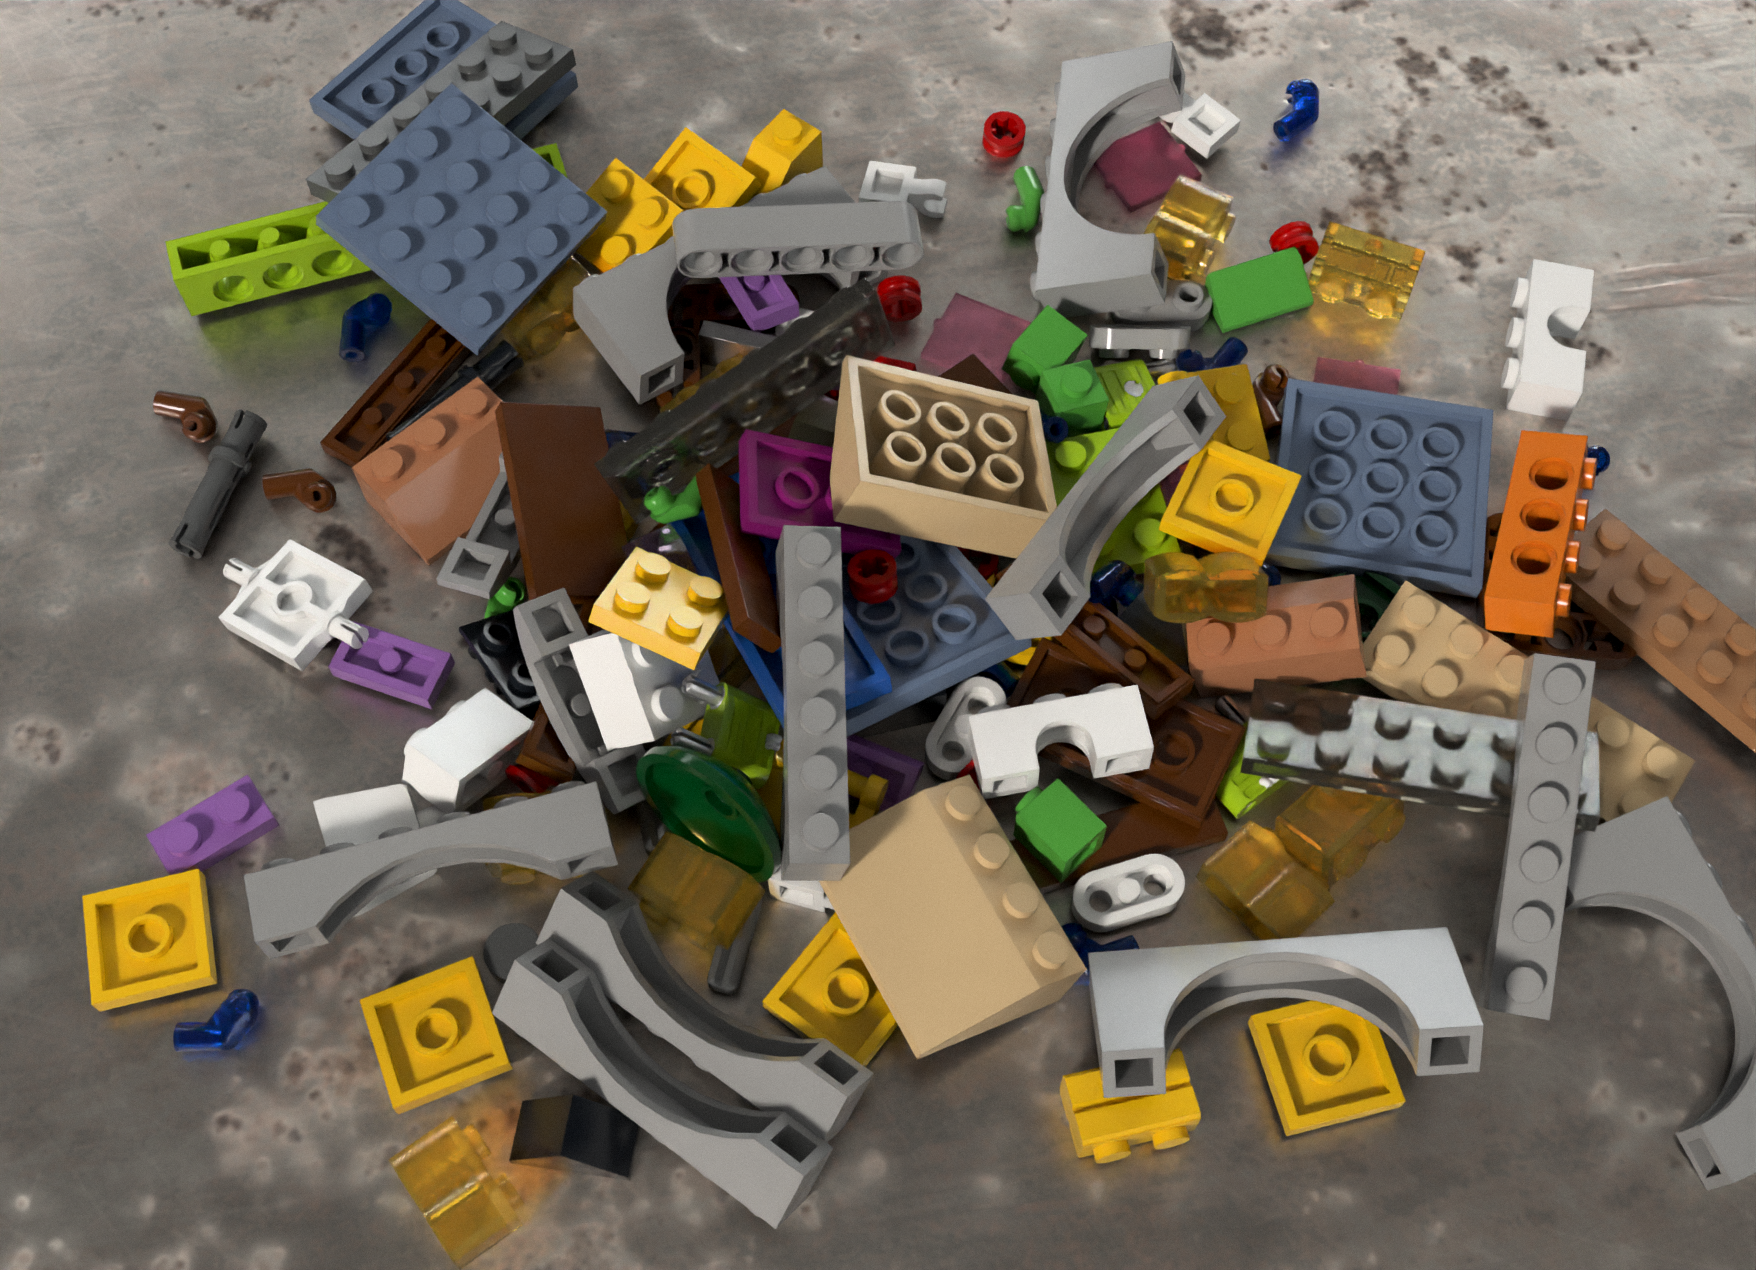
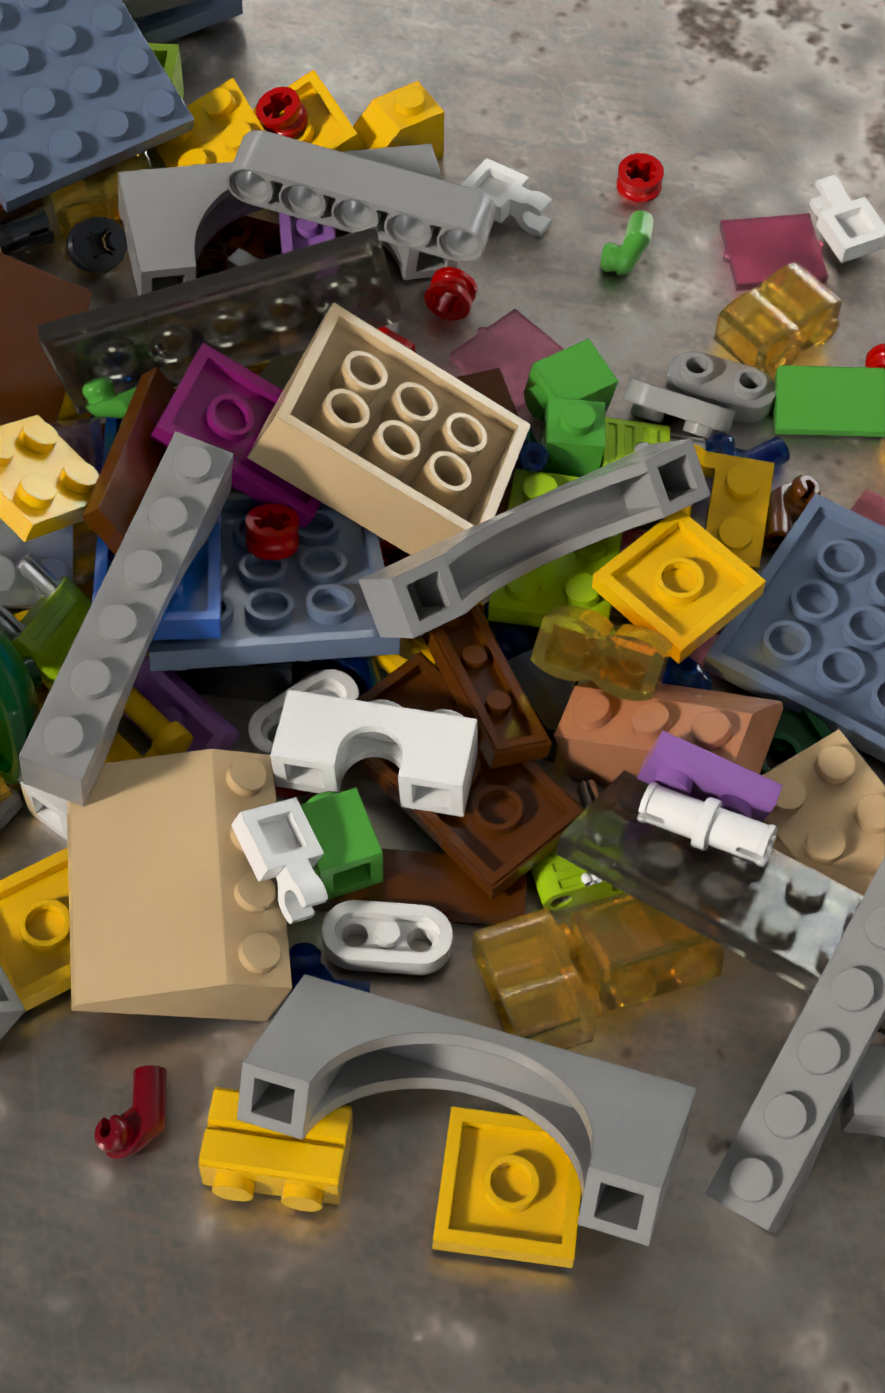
camera: 20 degrees right, 5 degrees down
(557, 361) = (82, 247): none -> black wheel
(667, 167) = (274, 102): none -> red bush
(1005, 1127) = (140, 1124): none -> dark red arm
(1031, 855) = (284, 847): none -> white plate
(1097, 103) = (749, 168): light grey arch -> none
(1115, 580) = (518, 617): arm -> none
(1326, 666) = (704, 775): none -> medium lavender plate
(1359, 705) = (707, 823): none -> white pin

